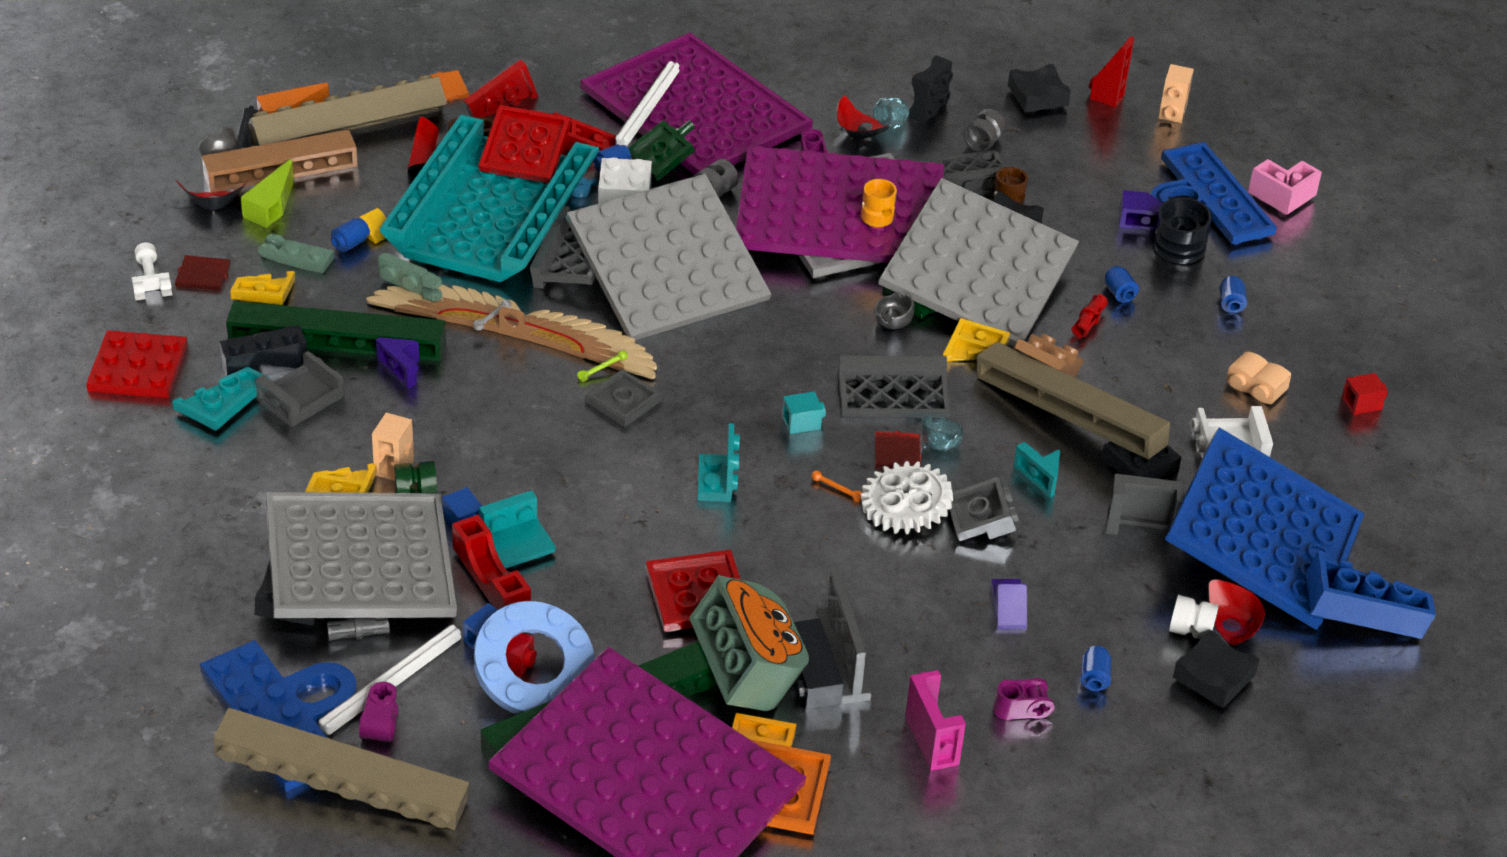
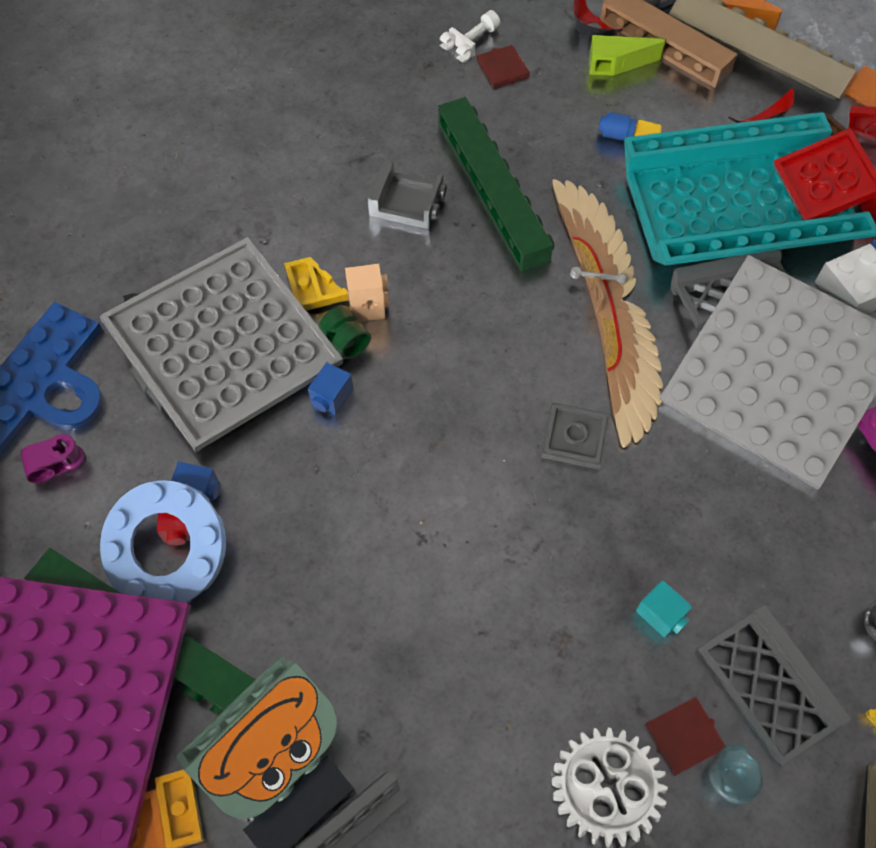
camera: 65 degrees right, 20 degrees up
(137, 364) = (368, 85): red plate -> none
(222, 401) = (357, 154): teal wing -> none
(263, 288) = (509, 110): yellow wing -> none
(265, 351) = (427, 149): black brick -> none
(296, 254) = (570, 109): sand green hinge -> none
(394, 675) = (106, 442): white axle -> none
(399, 358) = (492, 238): dark purple slope -> none
(410, 277) = (593, 193): sand green hinge -> none
(477, 551) = (246, 473): red arch -> none
(516, 529) = (330, 443): teal bracket -> none
(583, 375) = (581, 387): lime hinge -> none
(584, 187) = (830, 251): dark azure piece -> none
(683, 582) = (347, 641): red plate -> none
(716, 472) = (522, 573): teal bracket -> none
(856, 495) = (587, 726): orange hinge -> none

